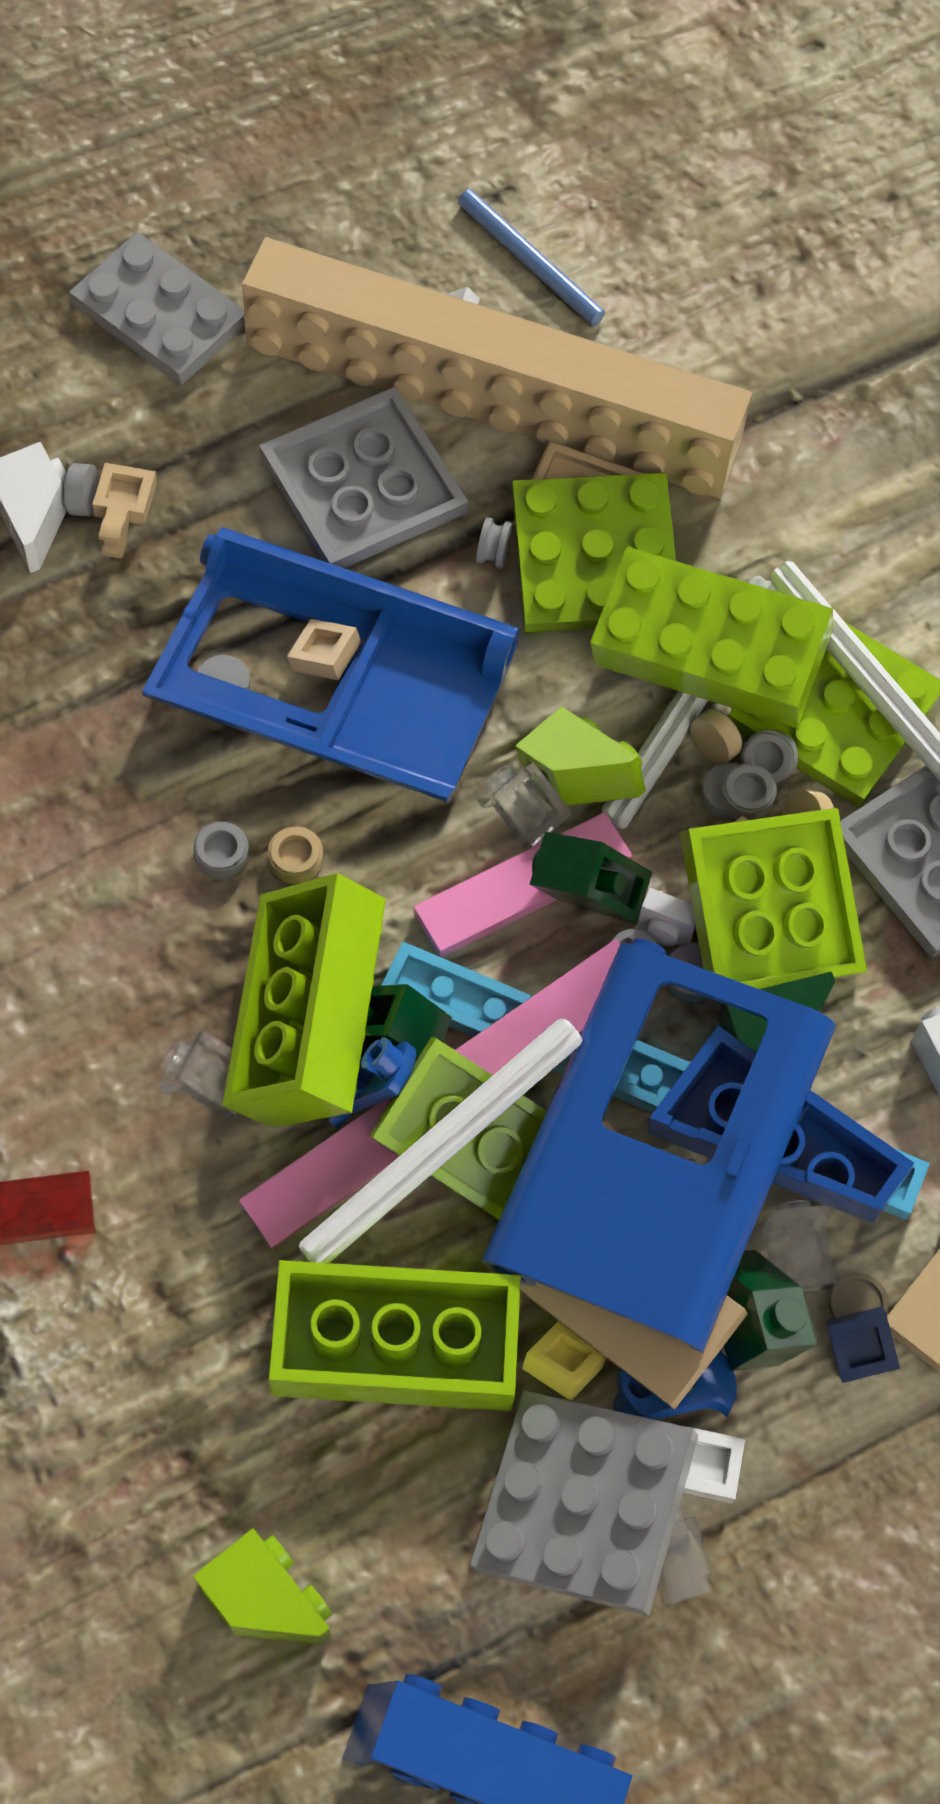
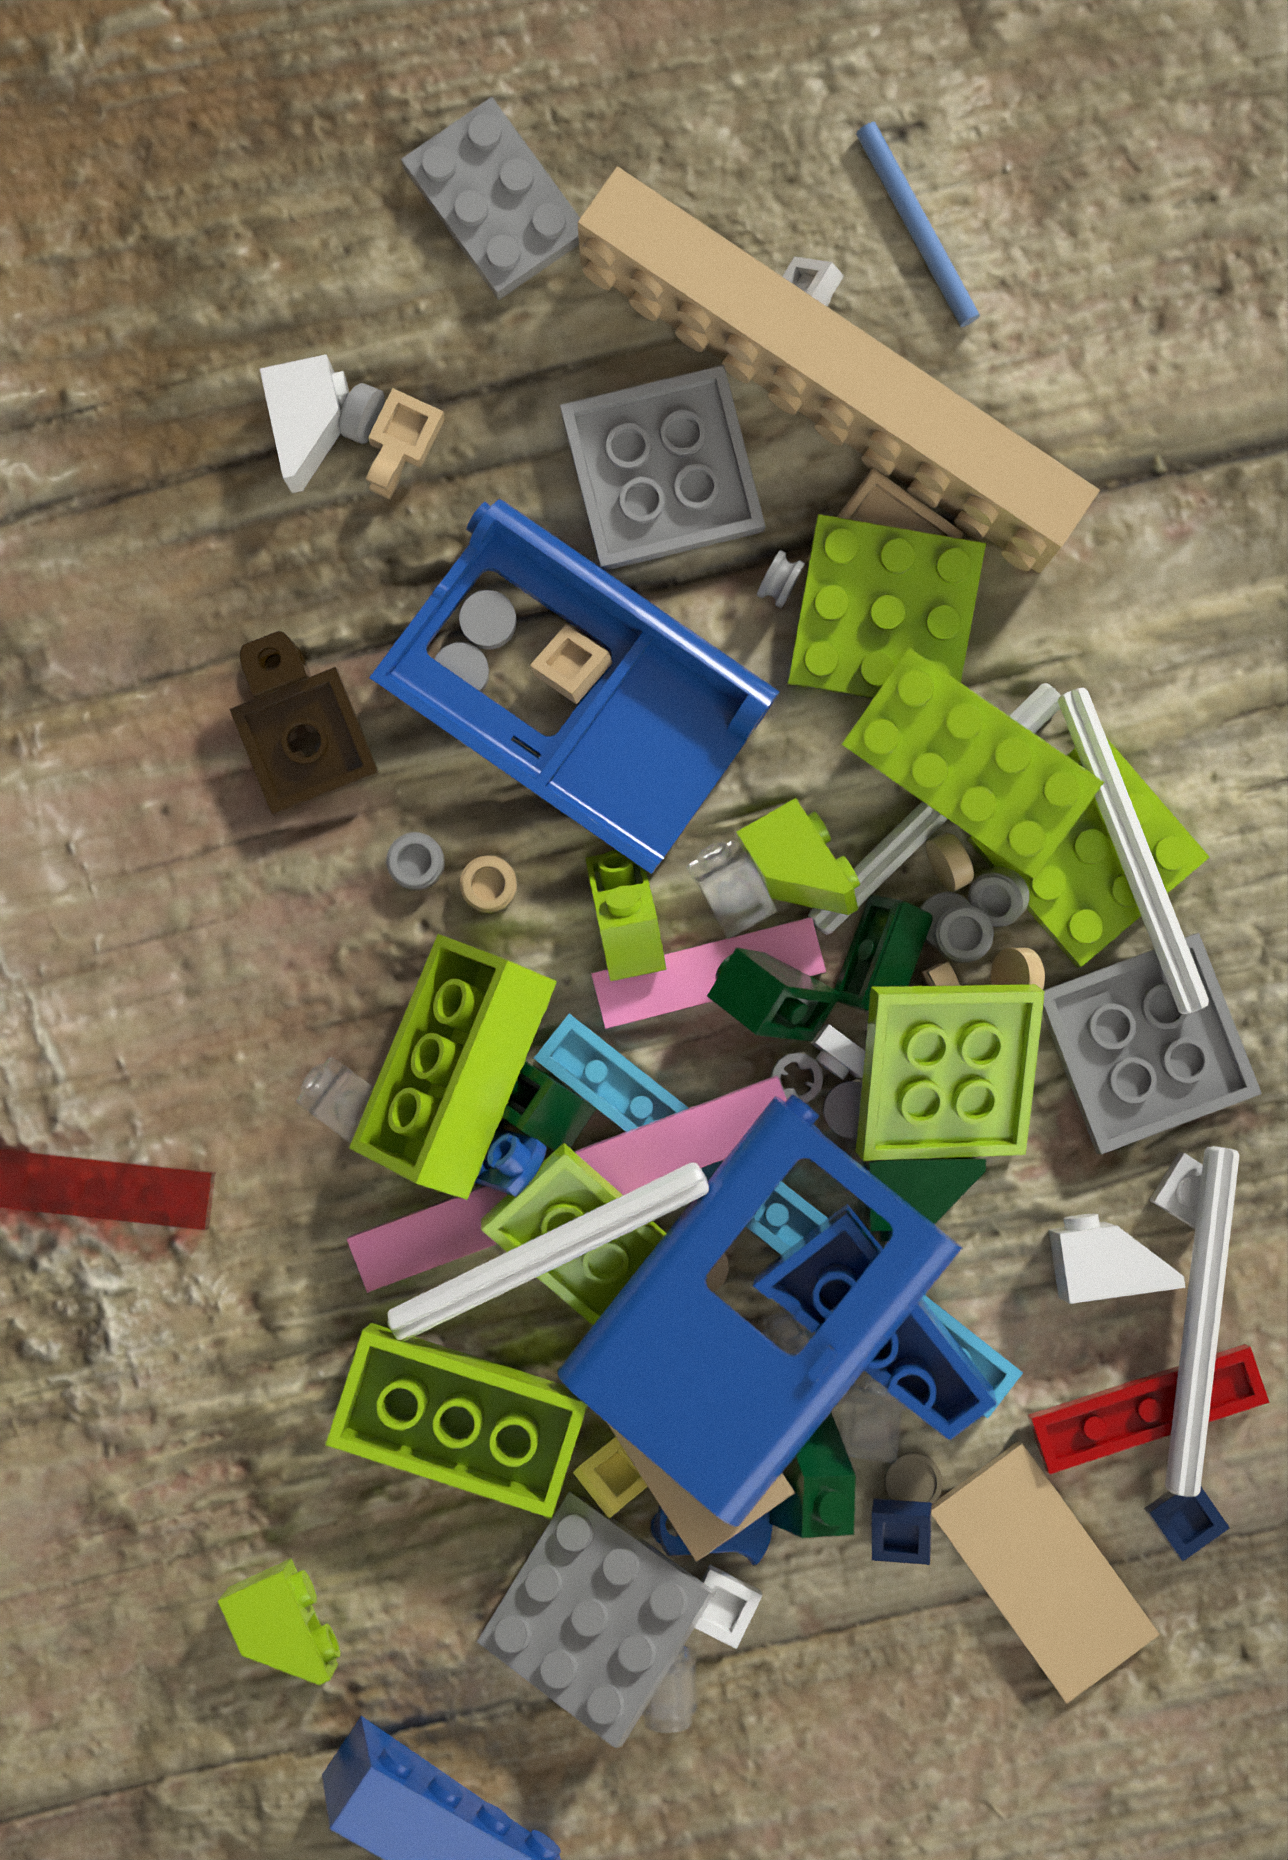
camera: 15 degrees right, 20 degrees up
(67, 734) = (291, 700): none -> dark brown plate
(237, 633) = (488, 619): none -> light grey tile
(433, 845) = (625, 916): none -> lime slope
(675, 806) = (882, 949): none -> dark green slope

